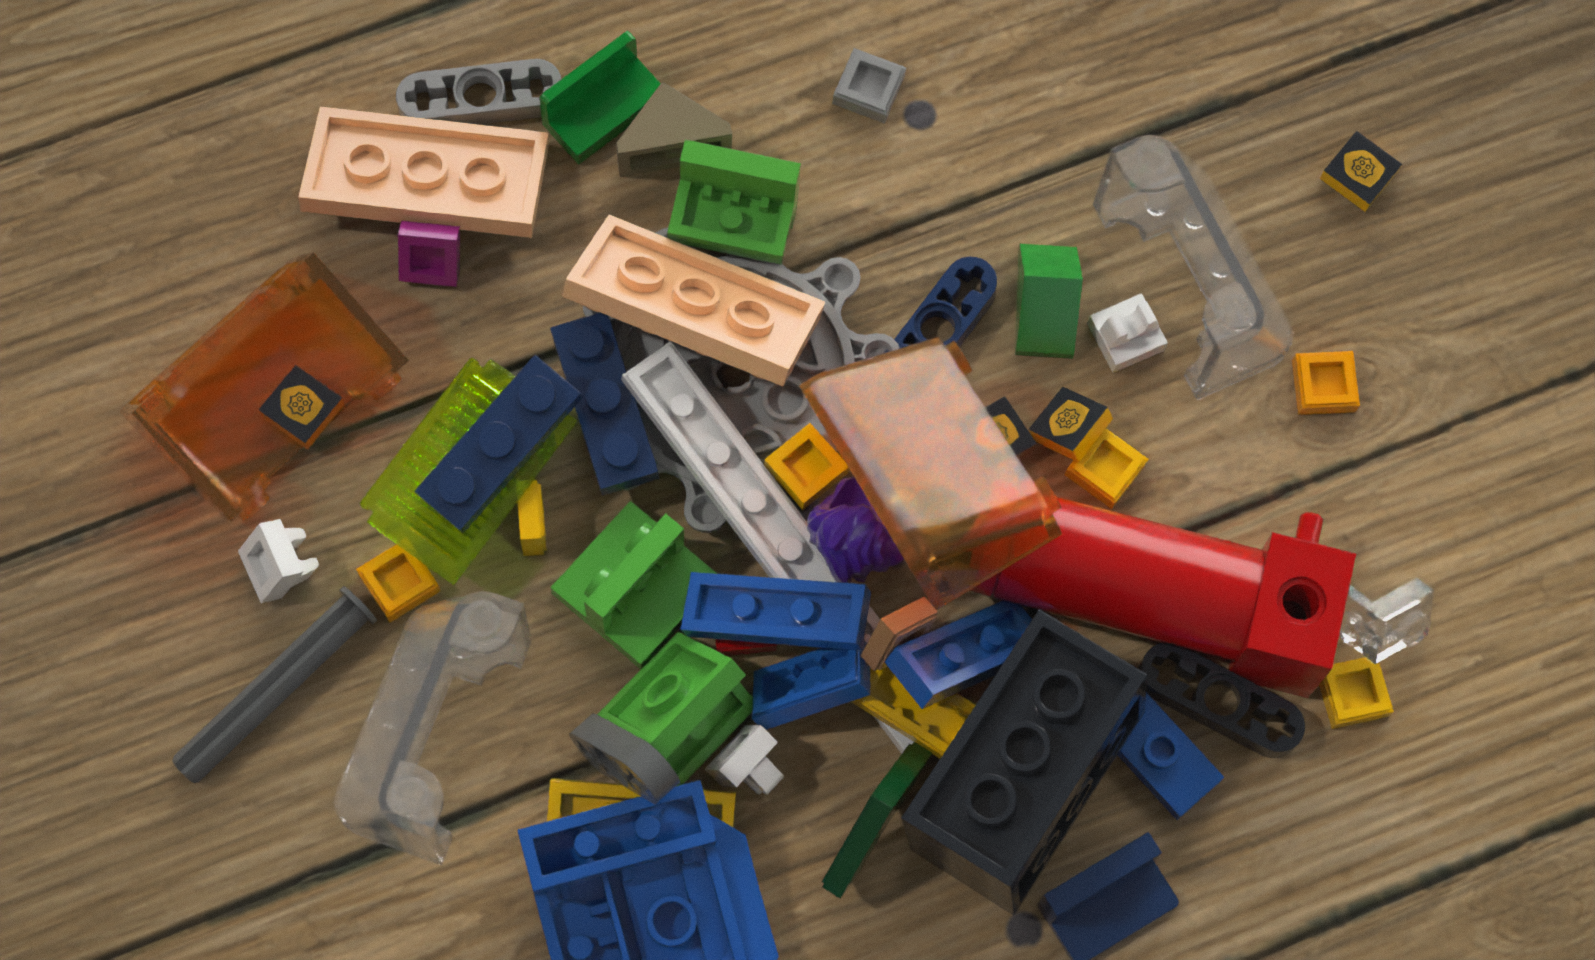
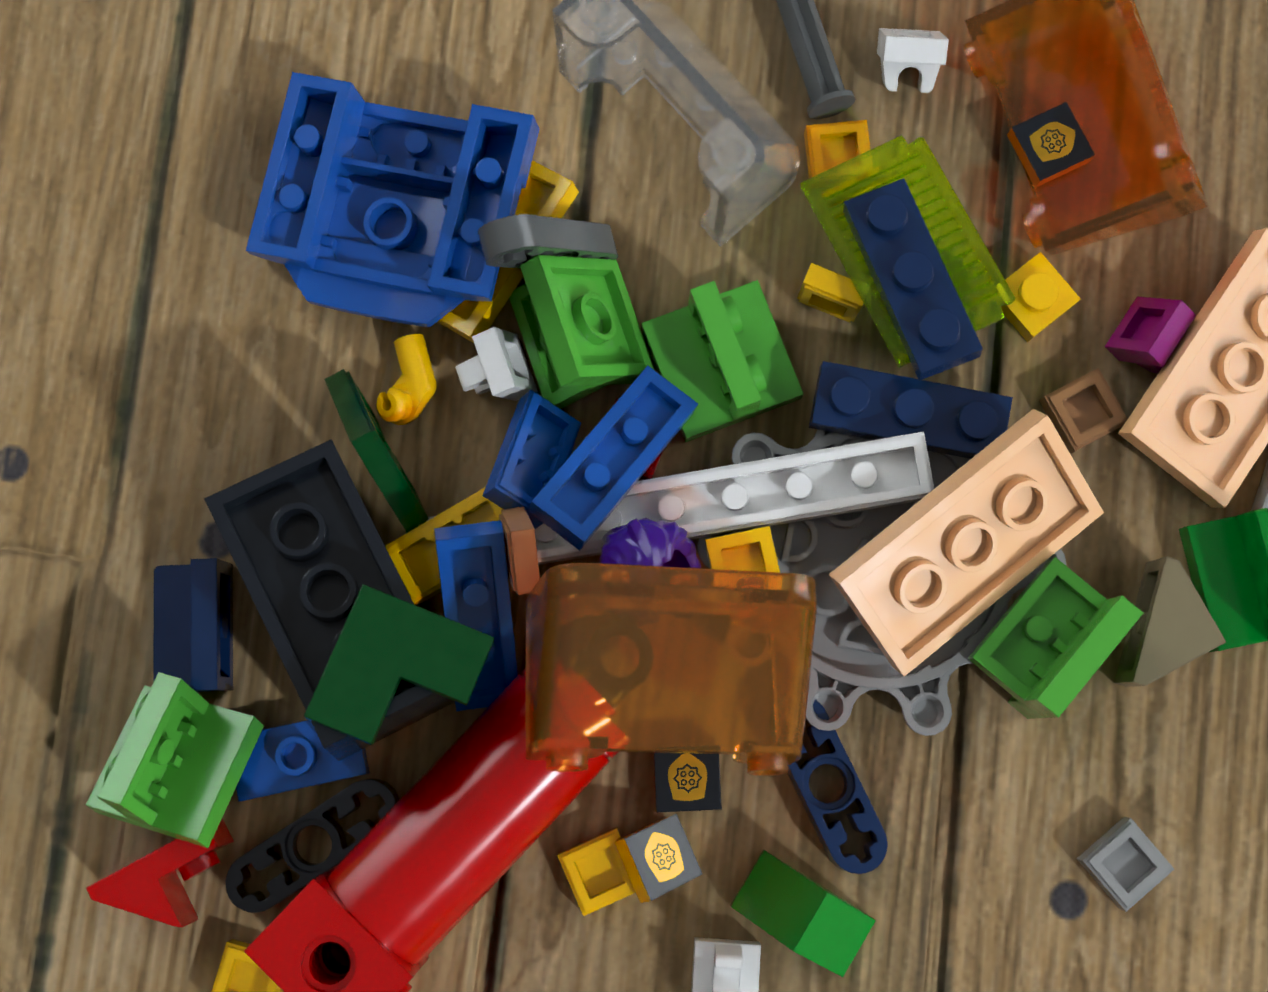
camera: 125 degrees right, 10 degrees up
(439, 357) = (1039, 297): none -> yellow plate
(520, 277) = (1084, 410): none -> medium nougat tile
(799, 829) = (415, 385): none -> yellow arm
(1049, 673) = (391, 643): none -> dark green tile
(1226, 836) = (175, 763): none -> bright green bracket
(1329, 813) = (152, 883): none -> red slope

